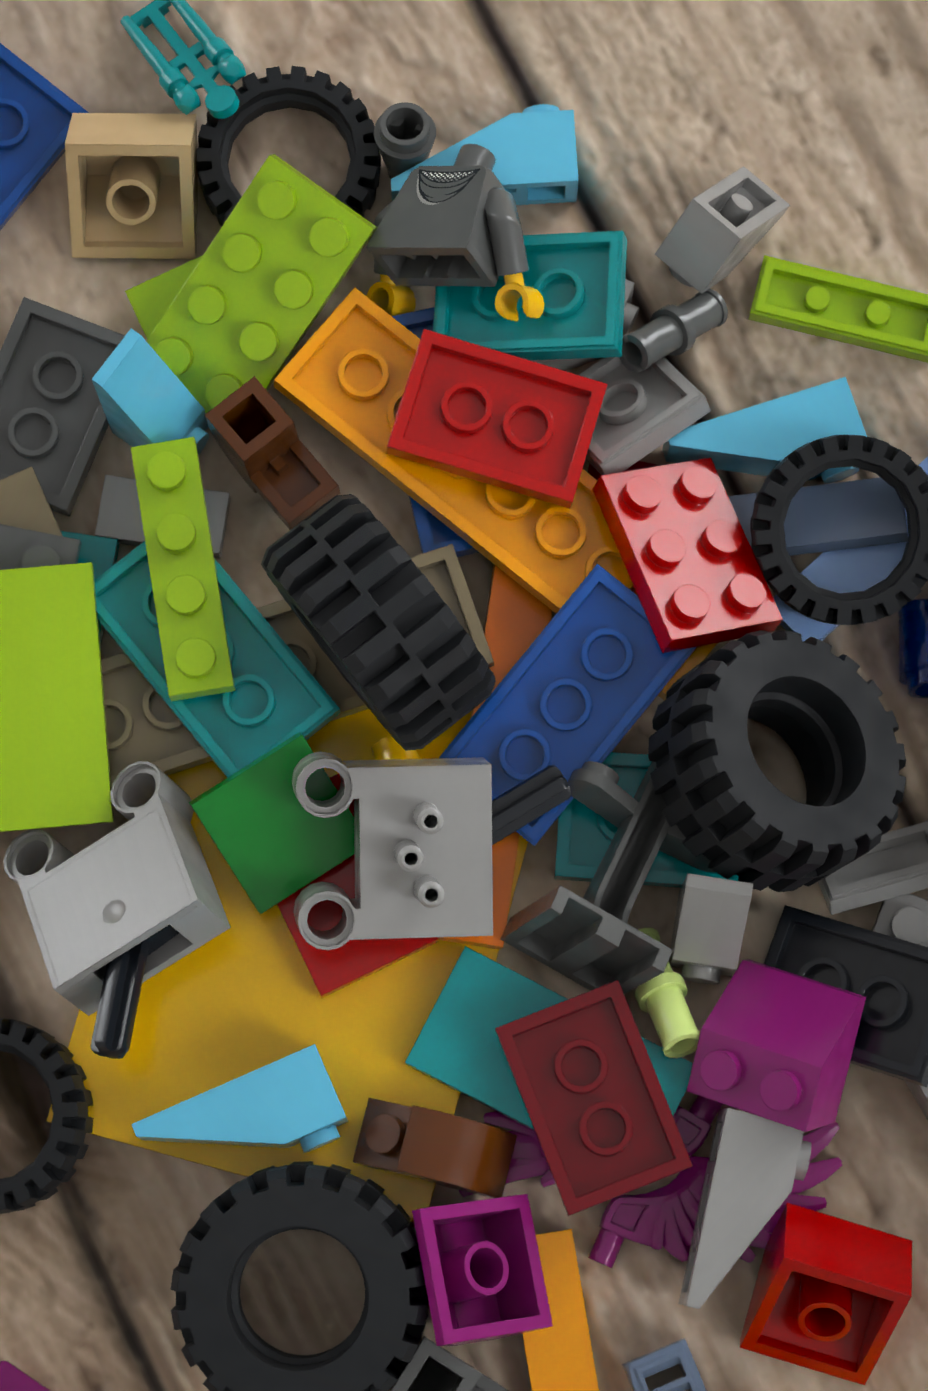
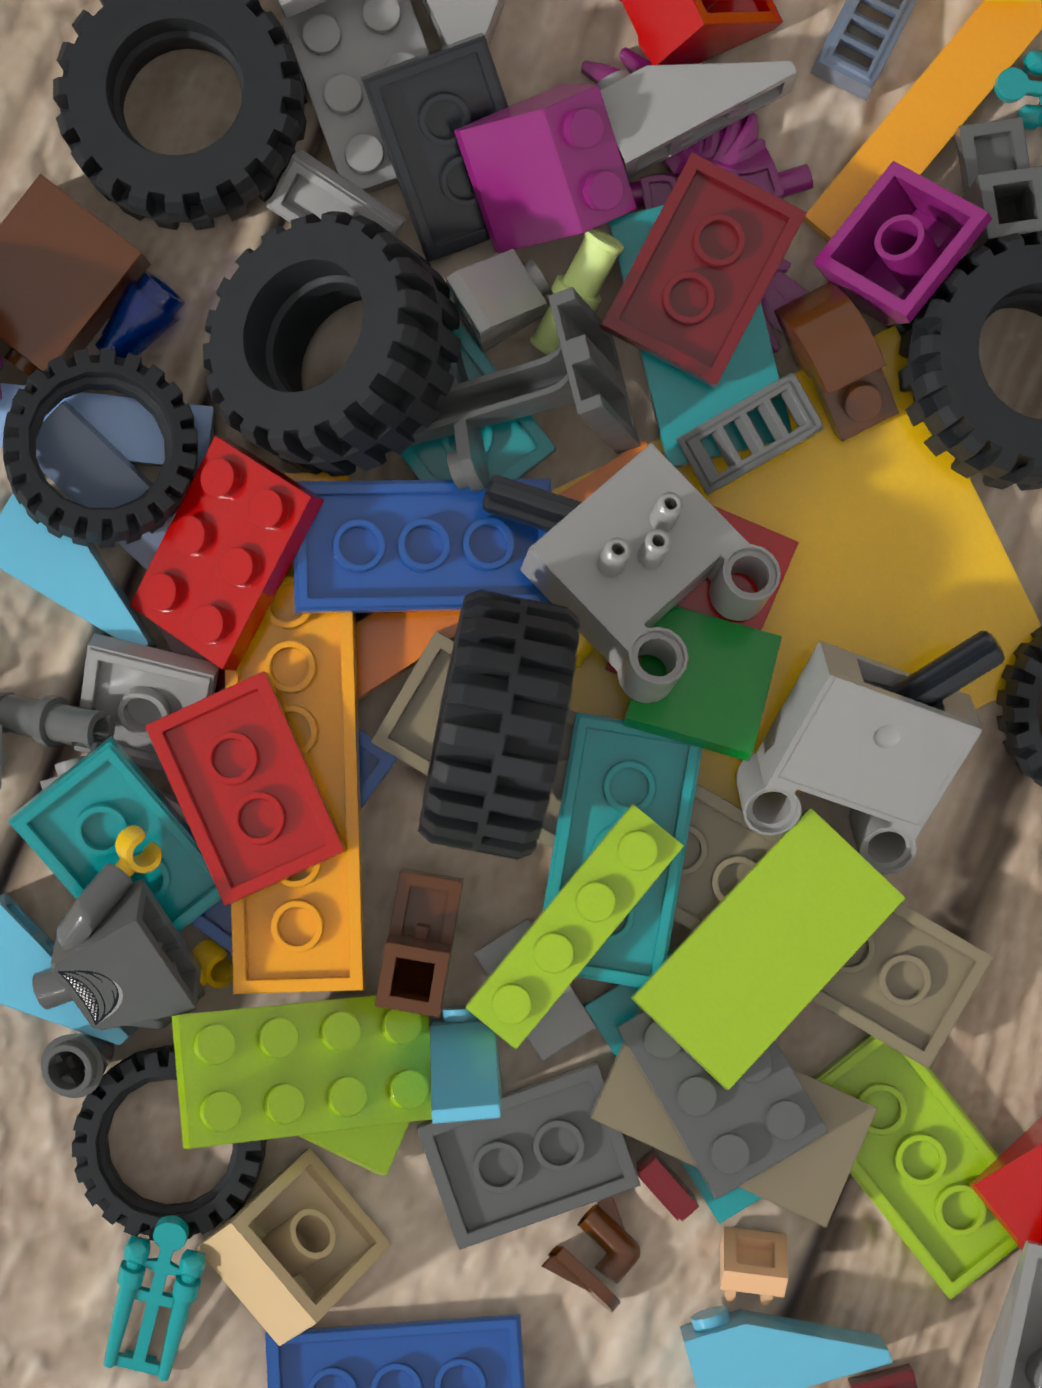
camera: 135 degrees left, 10 degrees up
(265, 1108) = (921, 510): medium azure slope -> none
(424, 1077) = (797, 404): none -> dark grey slope

